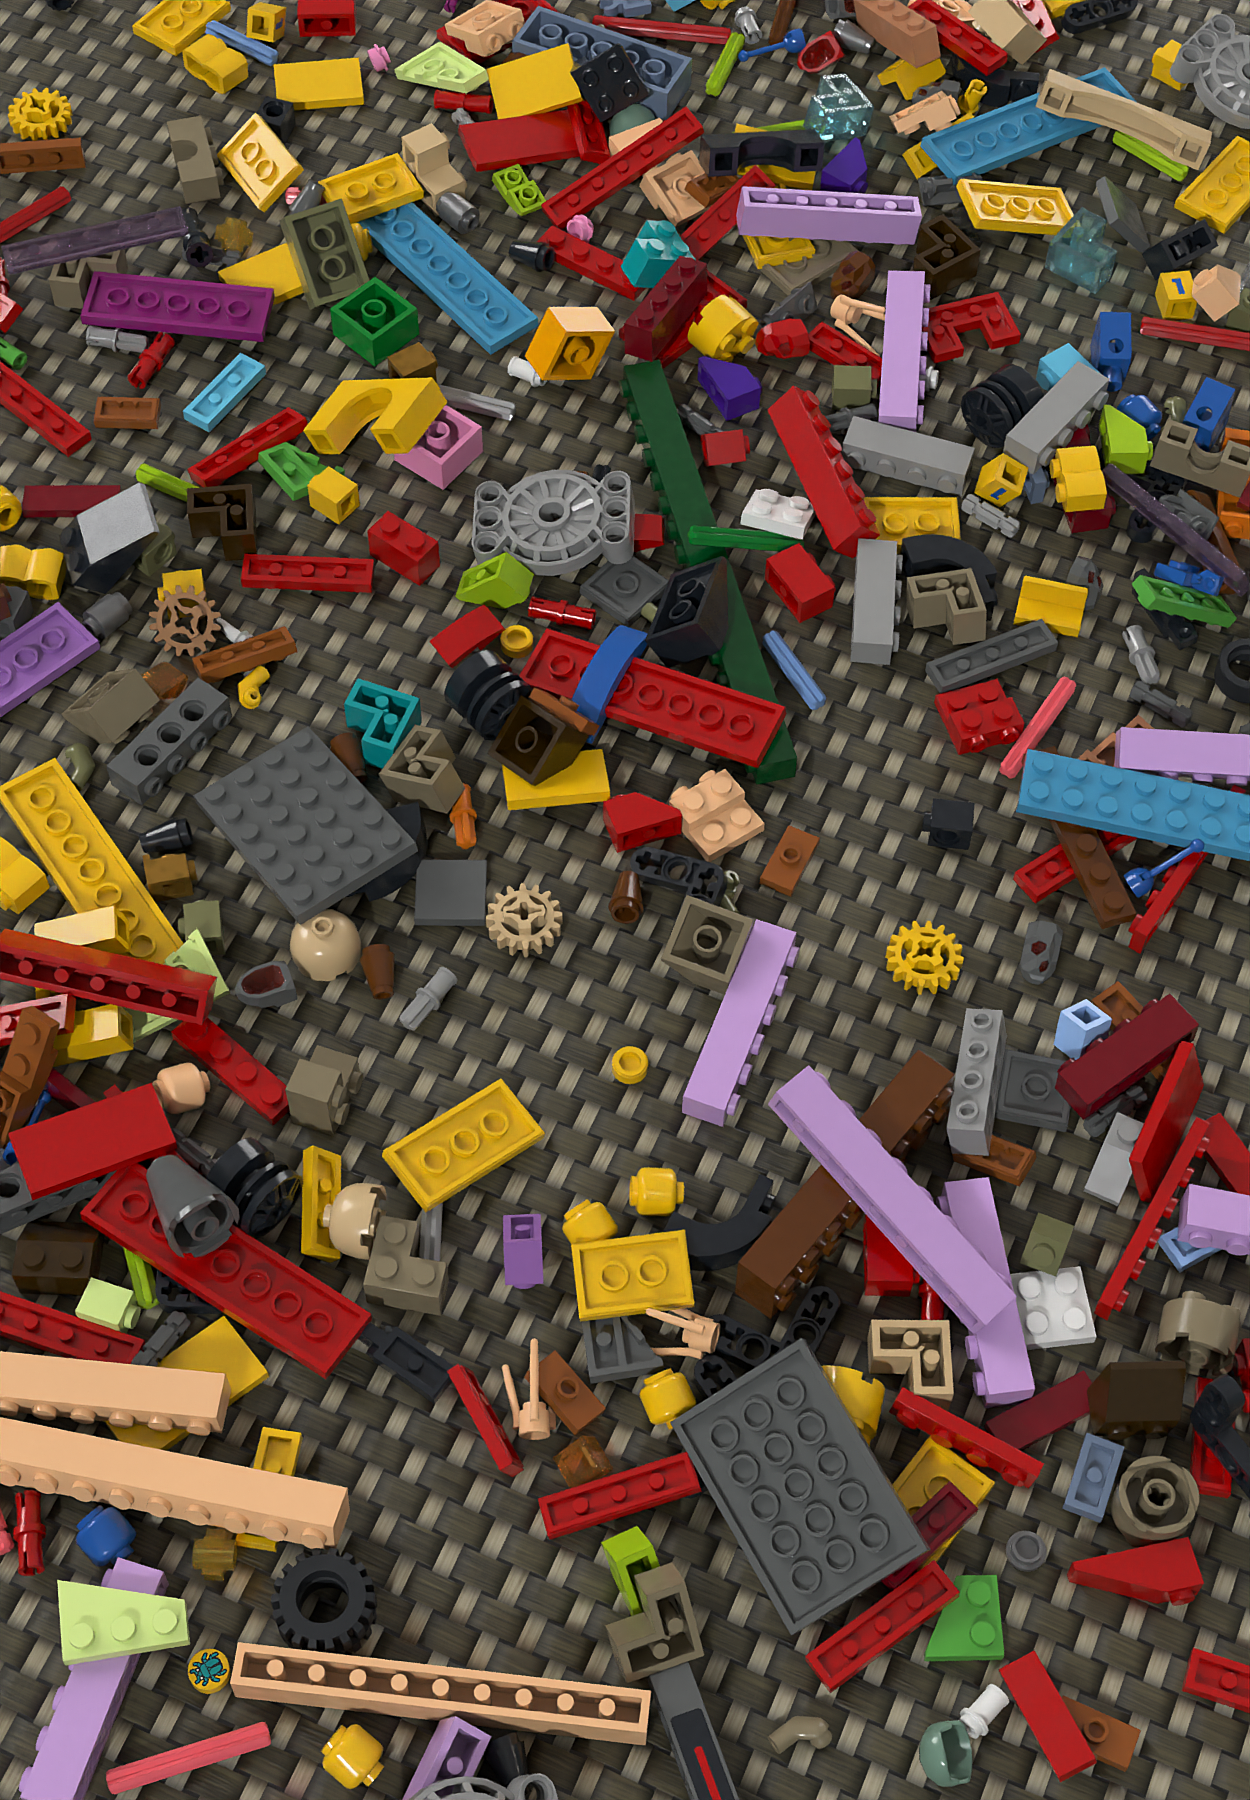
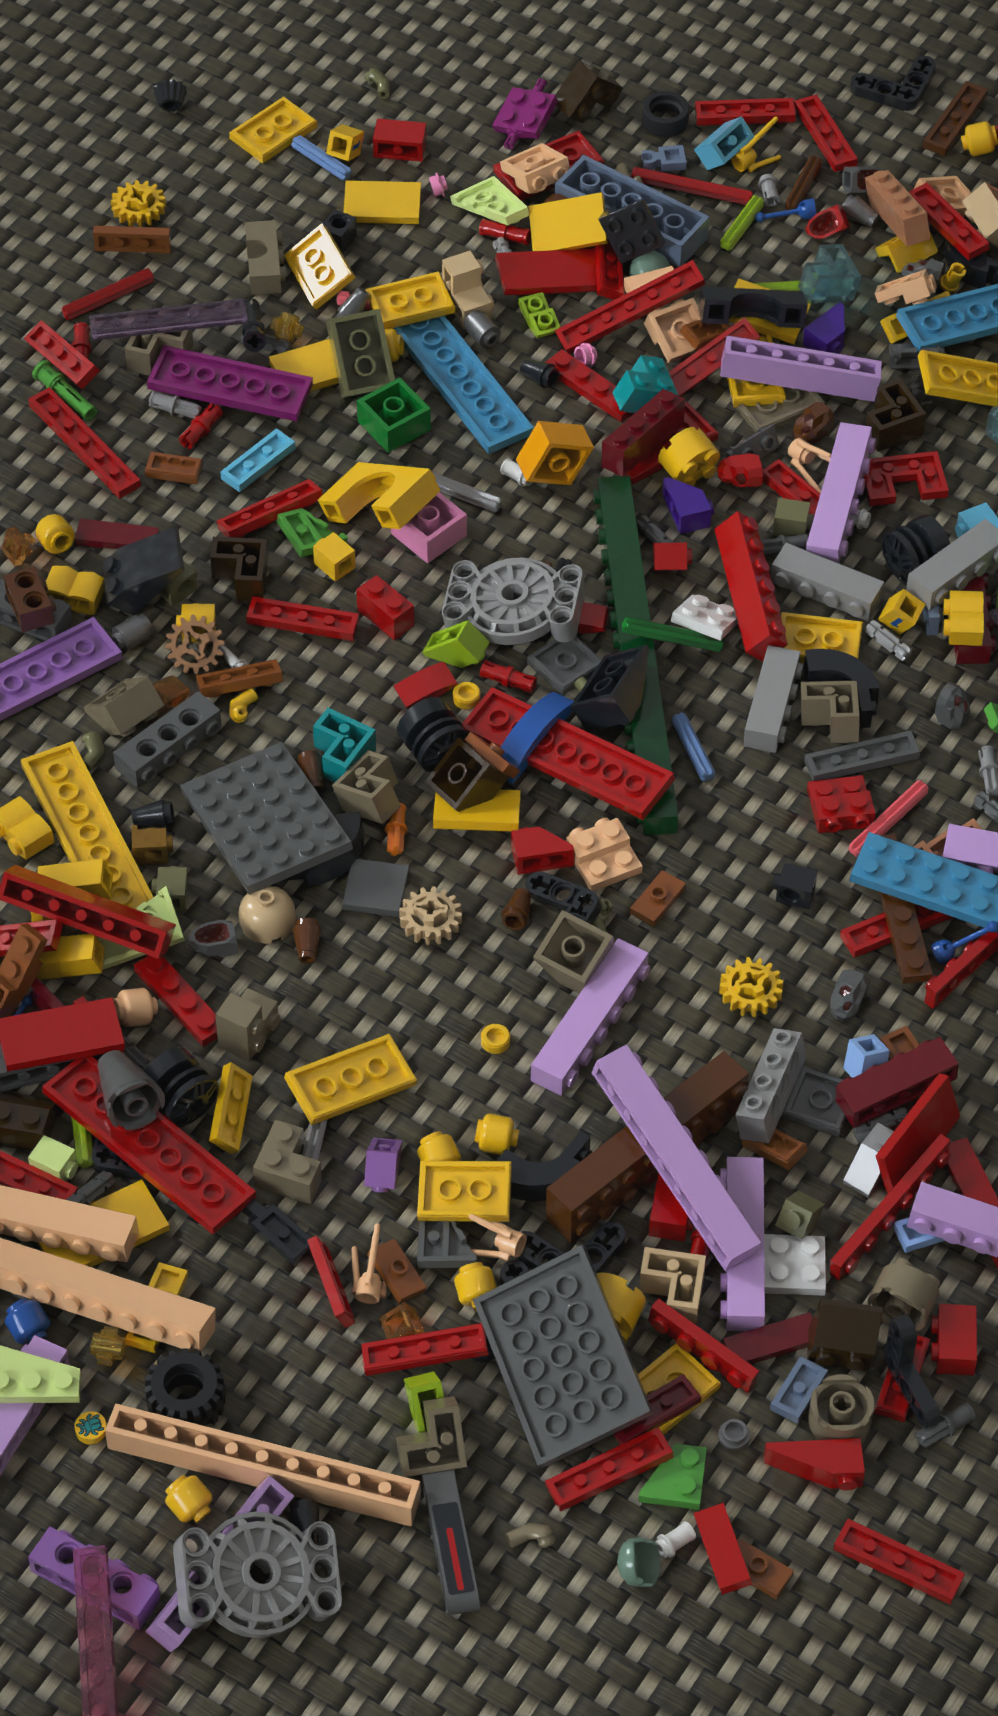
camera: 10 degrees right, 5 degrees down
(163, 481) = (194, 528): lime axle -> none
(188, 1757) = (66, 1484): coral axle -> none
(215, 63) = (295, 174): yellow brick -> none
(355, 1218) = (254, 1119): tan cylinder -> none
(412, 363) = (420, 455): pearl gold brick -> none
(428, 998) = (342, 966): light grey axle -> none
(800, 582) = (712, 676): red brick -> none
(1054, 602) = (926, 721): yellow panel -> none

